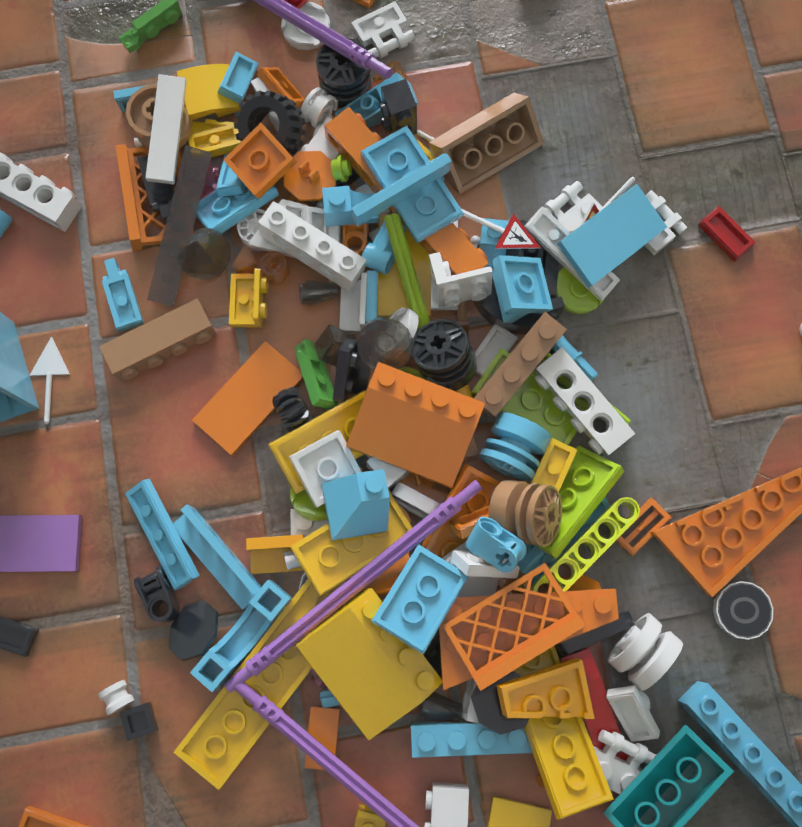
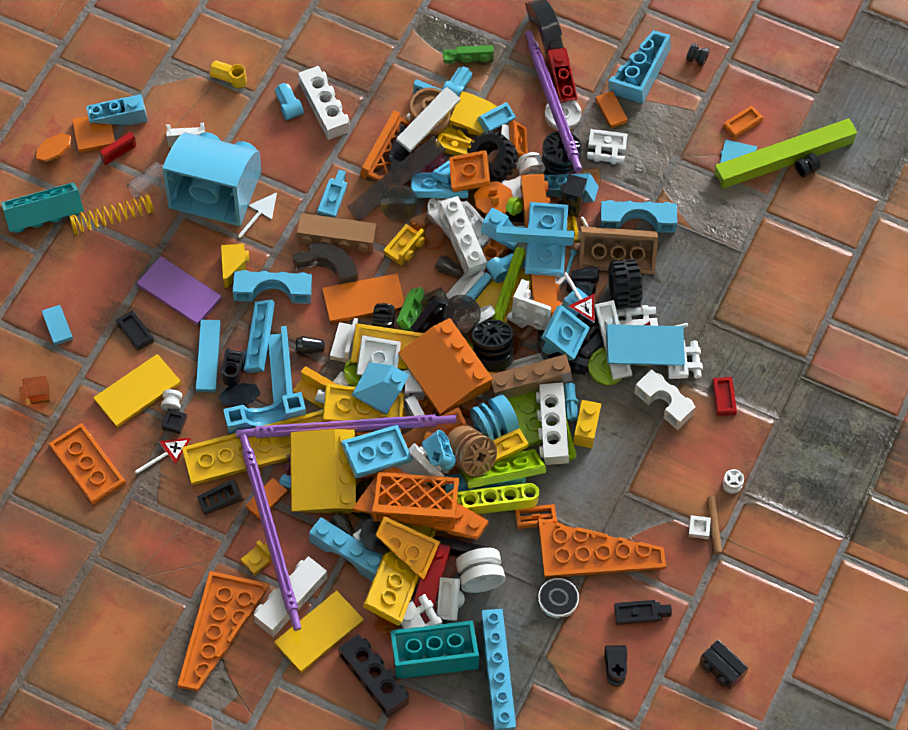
camera: 30 degrees right, 15 degrees down
(62, 463) = (233, 259): none -> yellow slope
(63, 713) = (136, 390): none -> yellow tile
(102, 479) = (250, 284): none -> medium azure arch
(118, 602) = (208, 356): none -> medium azure tile
(162, 756) = (173, 449): none -> piece
(163, 60) = (459, 80): none -> medium azure piece
(172, 376) = (329, 257): none -> clear smoke arch
(229, 503) = (309, 345): none -> black cone
(266, 469) = (343, 342): none -> white panel
(278, 761) = (230, 500): none -> black slope
(476, 195) = (586, 274): none -> black cone
(486, 210) = (585, 286): none -> black cone
(502, 72) = (660, 215): none -> medium azure arch
(533, 176) = (625, 283): none -> black tyre
(615, 374) = (587, 424): none -> yellow brick
(695, 282) = (655, 387): none -> white arch

